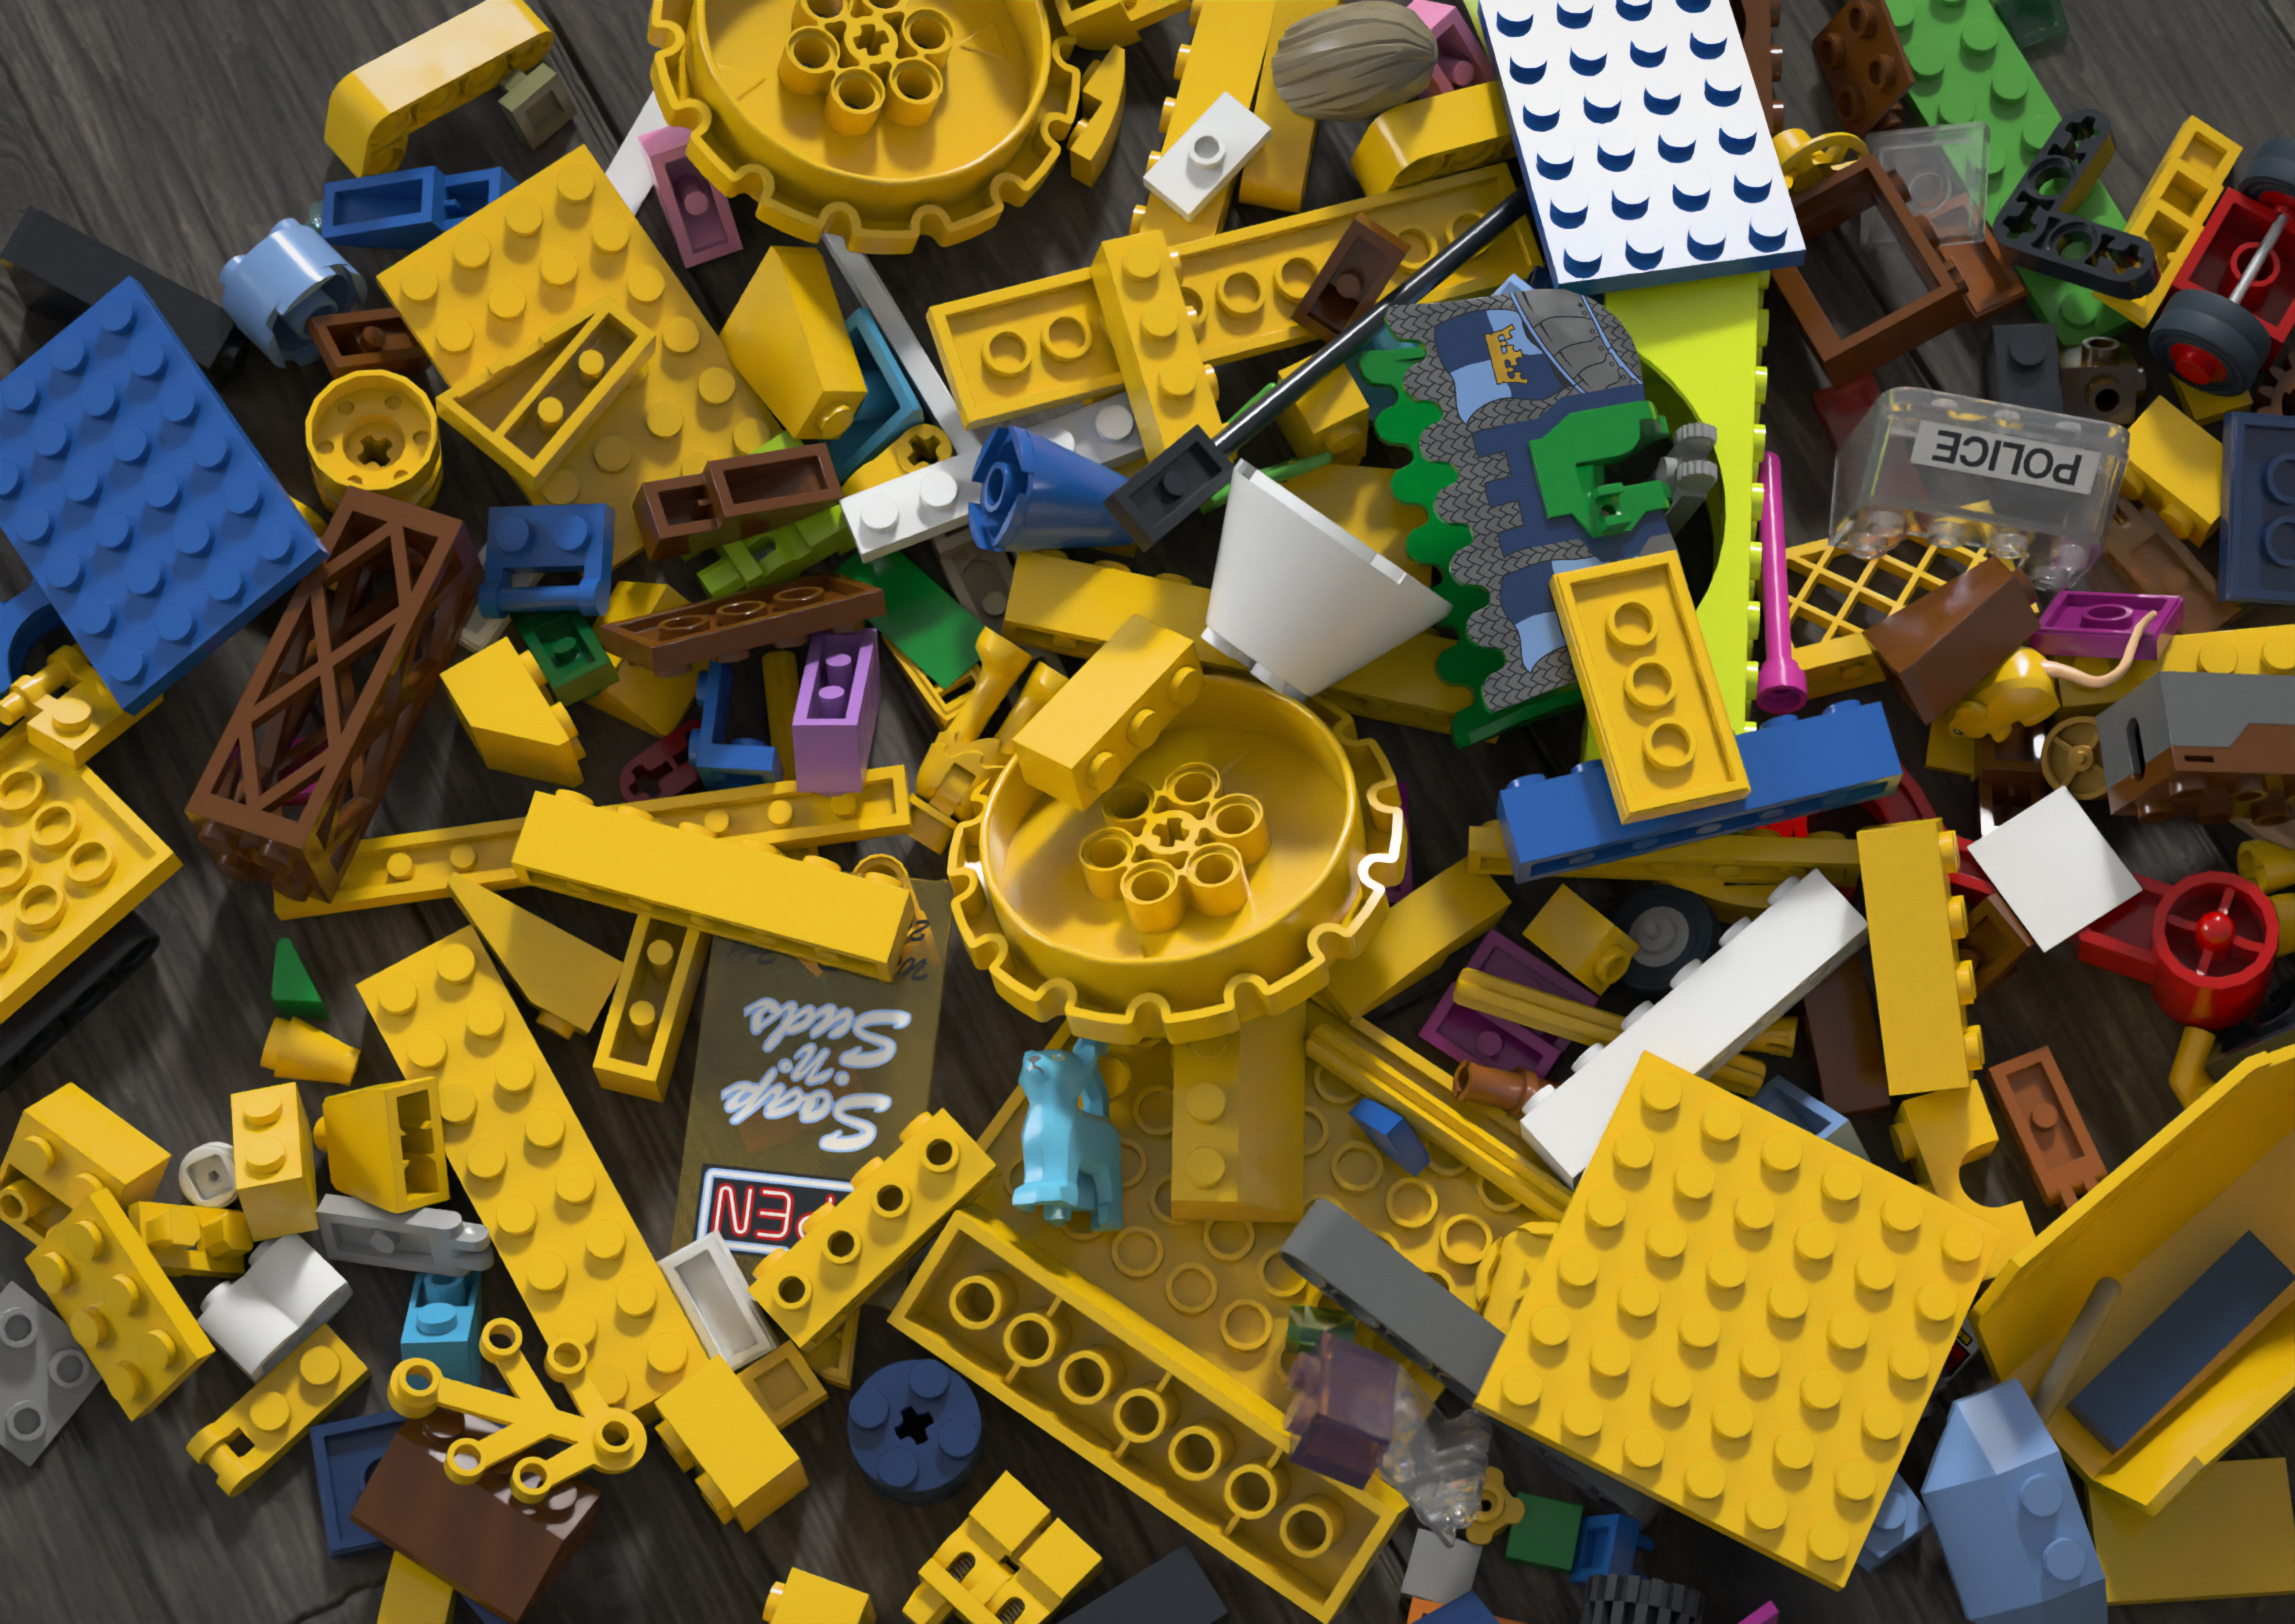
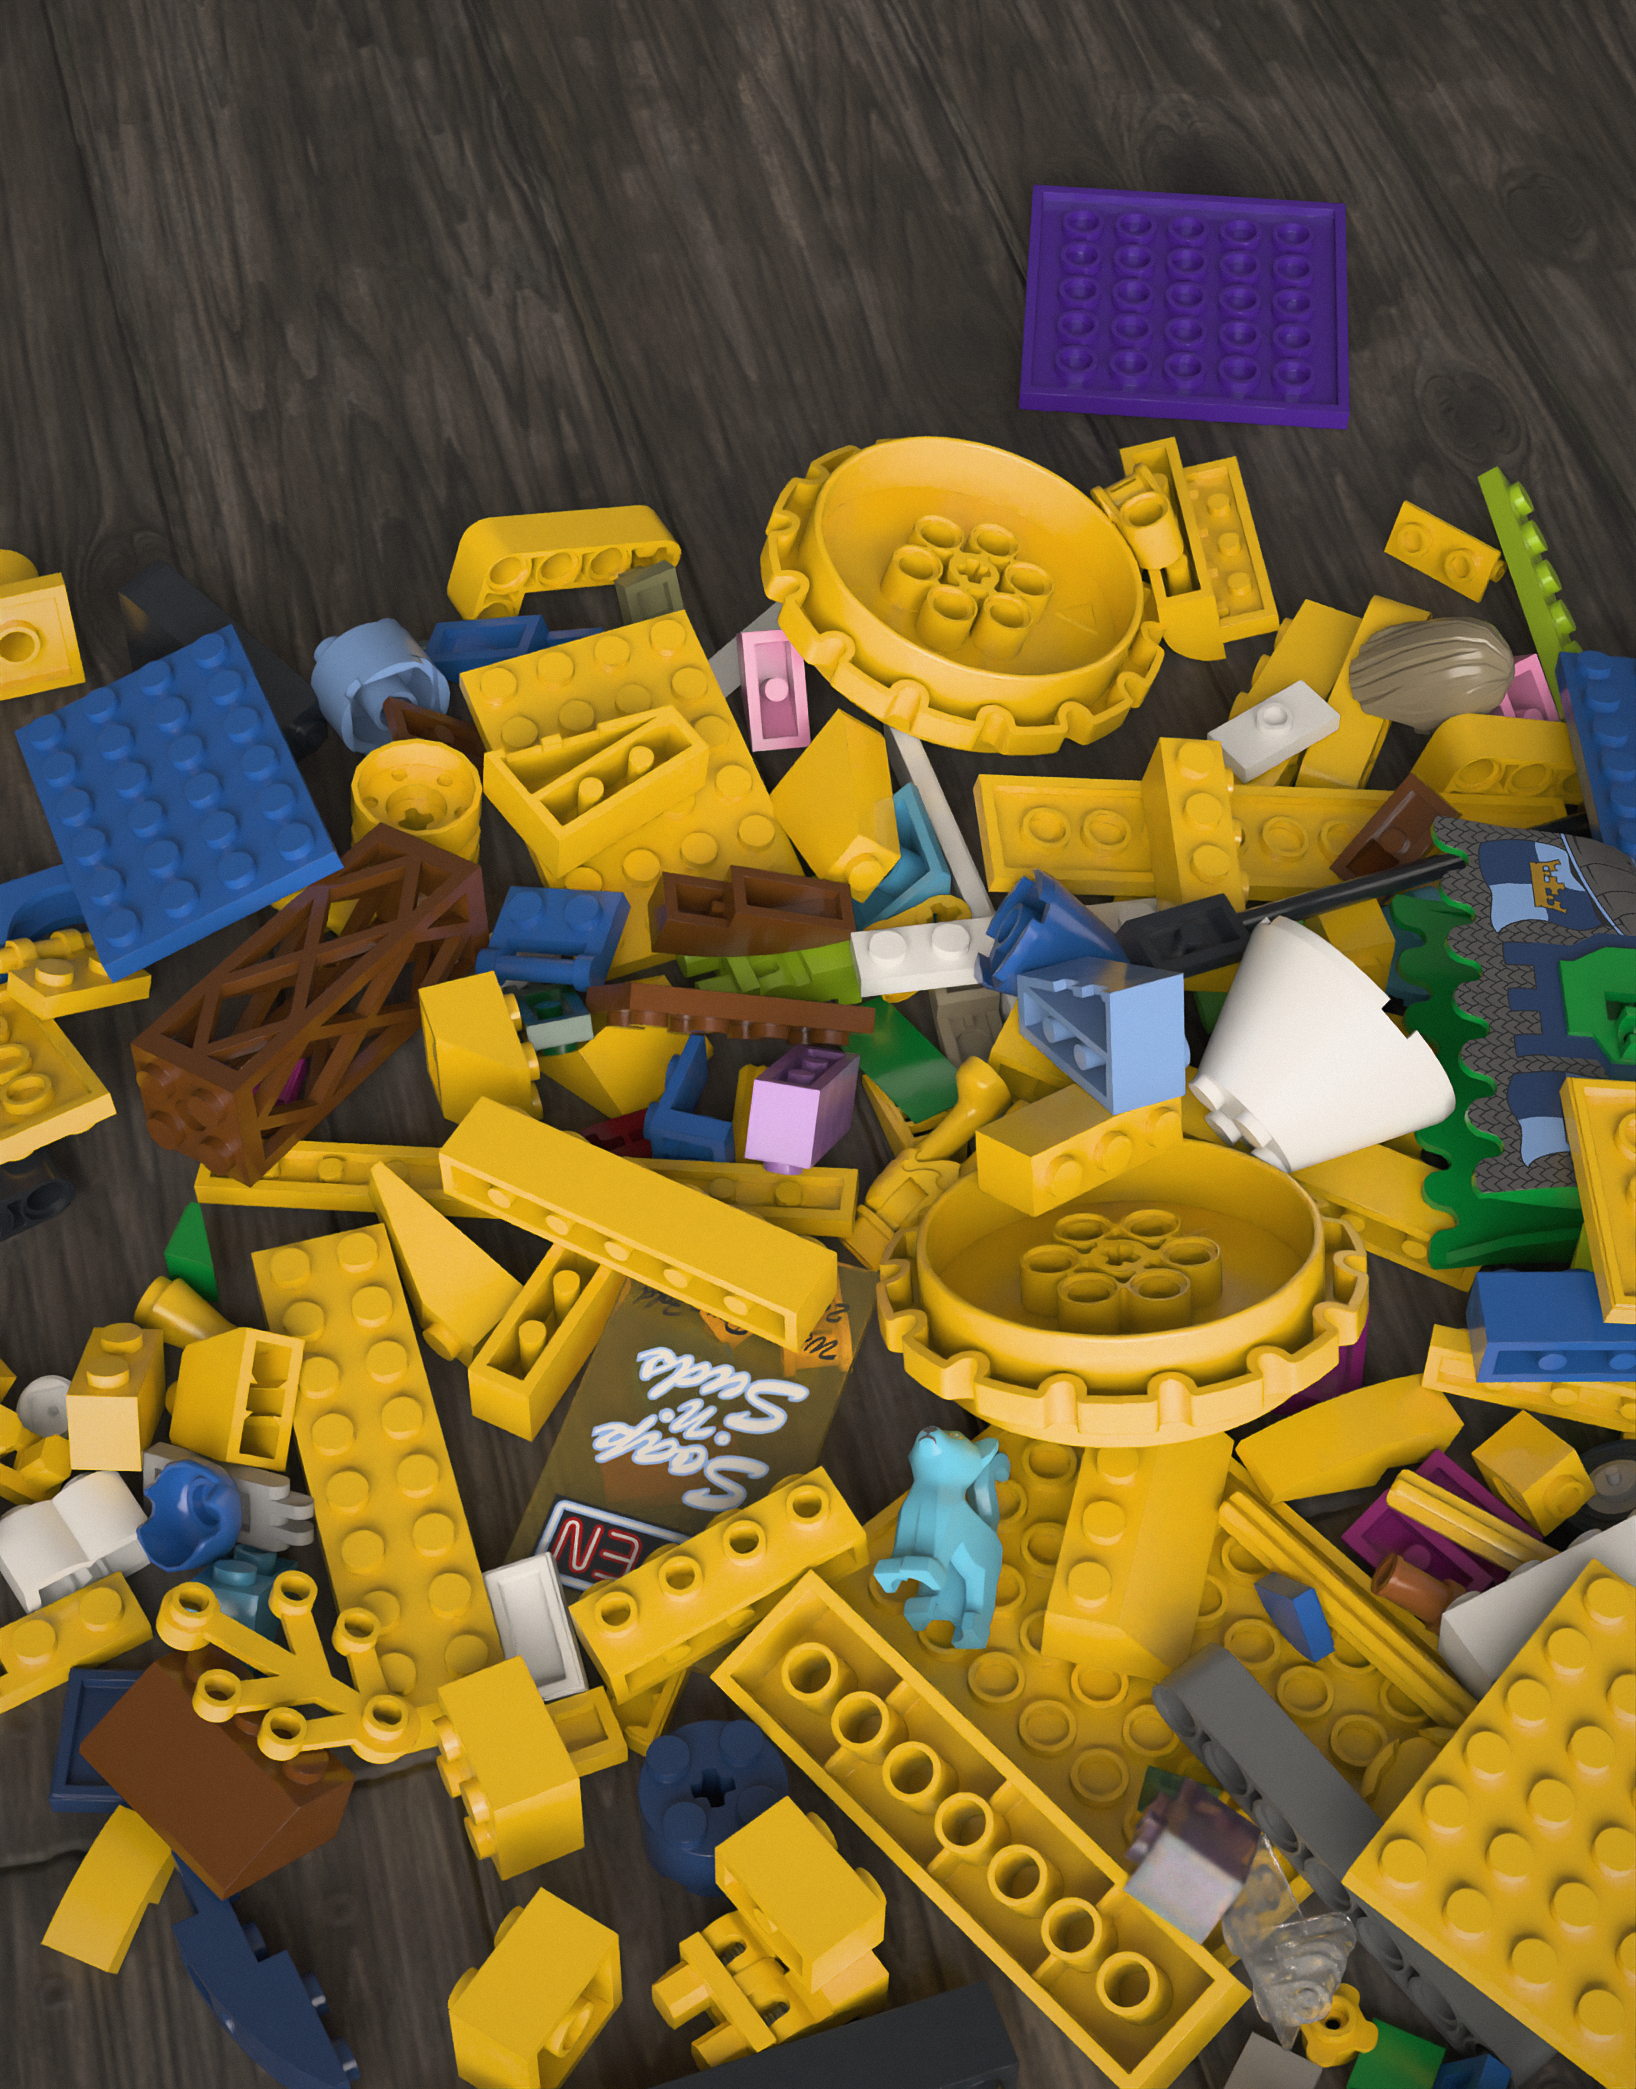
camera: 10 degrees right, 20 degrees down
(380, 1271) = (192, 1515): none -> blue hair
(1014, 1510) = (801, 1893): none -> yellow brick
(1103, 109) = (1180, 694): yellow slope -> none
(1113, 598) = (1109, 1028): none -> medium blue wedge

